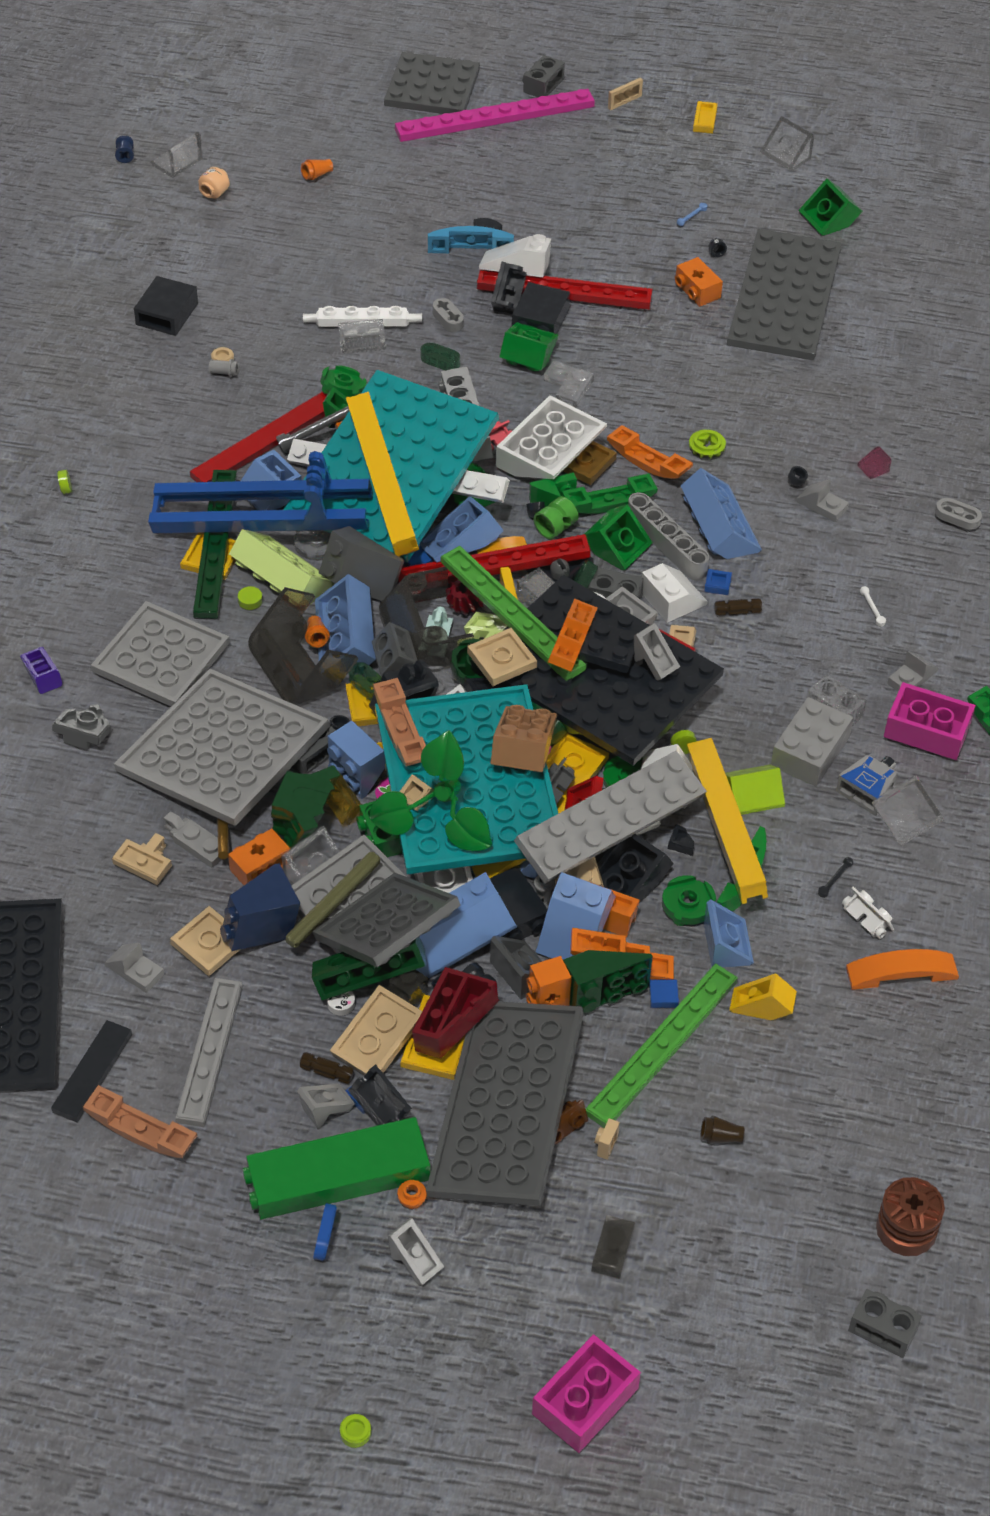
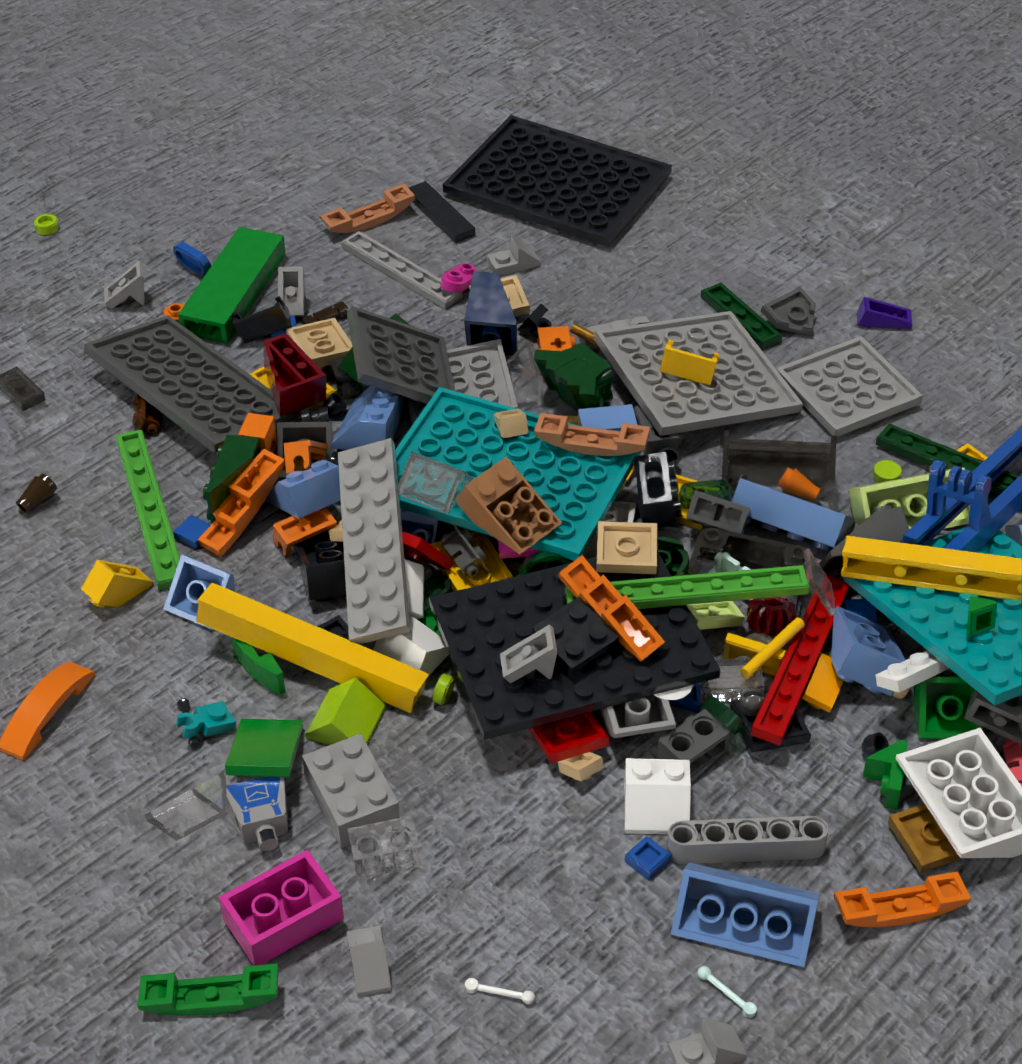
camera: 125 degrees right, 5 degrees down
(102, 769) = (724, 300): none -> dark green tile
(144, 860) = (613, 296): tan hinge -> none
(200, 986) = (458, 278): none -> dark pink plate
(220, 895) = (535, 321): none -> black tile
(233, 736) = (688, 365): none -> yellow hinge
(332, 900) = (464, 359): olive axle -> none
(430, 562) = (819, 582): none -> clear piece
(433, 441) = (980, 615): none -> green slope
(443, 759) = (487, 424): green plant -> none
(513, 571) = (772, 648): none -> yellow bar
(531, 793) = (432, 482): none -> clear slope
(544, 932) = (301, 454): none -> orange hinge
(556, 518) = (841, 747): bright green wheel -> none
(606, 499) = (853, 819): green slope -> none
(607, 1138) = (102, 425): tan plate -> none
(618, 537) = (775, 786): green slope -> none
(680, 911) = (270, 581): green plate -> none
(701, 438) = (891, 970): lime gear -> none
(738, 606) = (594, 851): dark brown axle -> none
(778, 497) = (748, 1008): none -> light aqua hinge
(801, 472) = (770, 1037): black hinge -> none
(825, 803) = (264, 748): none -> green tile
(825, 859) = (209, 718): none -> teal plate
(862, 905) = (123, 718): white hinge -> none

